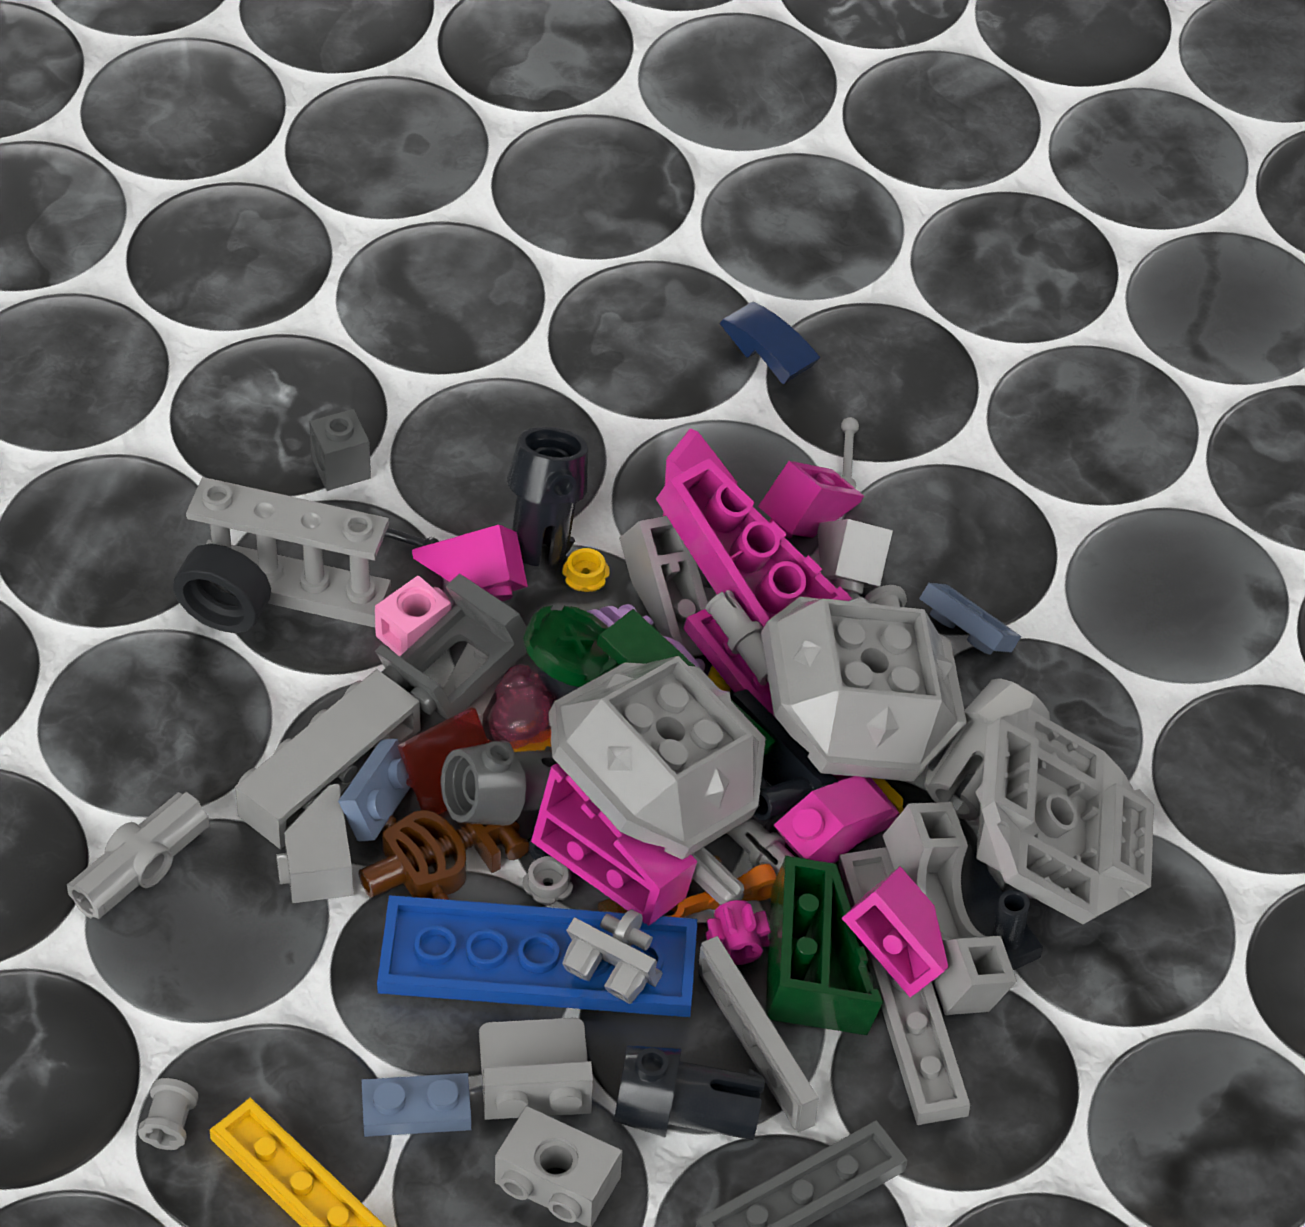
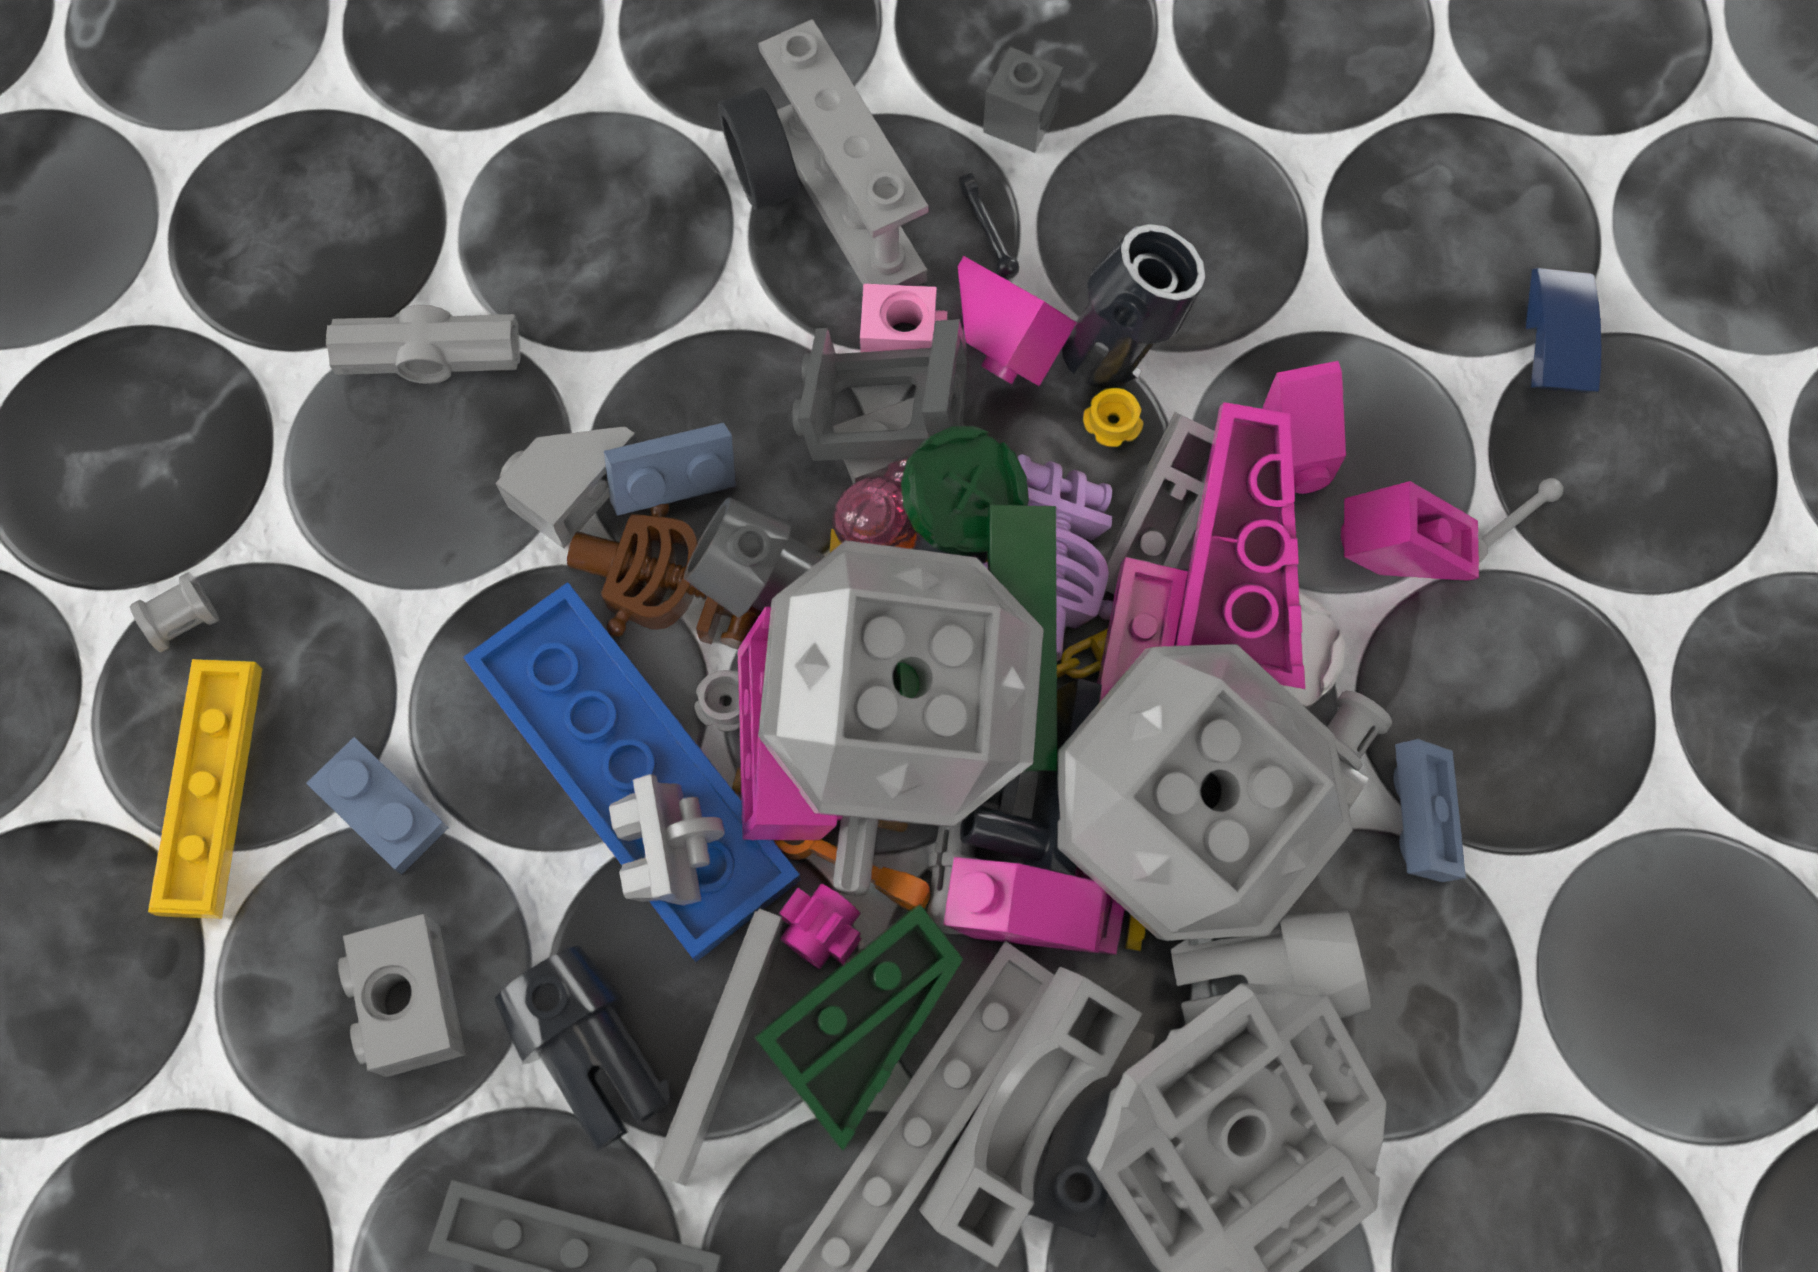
camera: 50 degrees right, 20 degrees up
(325, 754) = (675, 391): light grey brick -> none
(427, 752) = (763, 482): clear red piece -> none
(535, 1067) = (498, 877): light grey bracket -> none
(742, 633) = (1154, 612): light grey pin -> none
(853, 553) = (1378, 635): light grey slope -> none
(900, 931) = (944, 1092): dark pink slope -> none

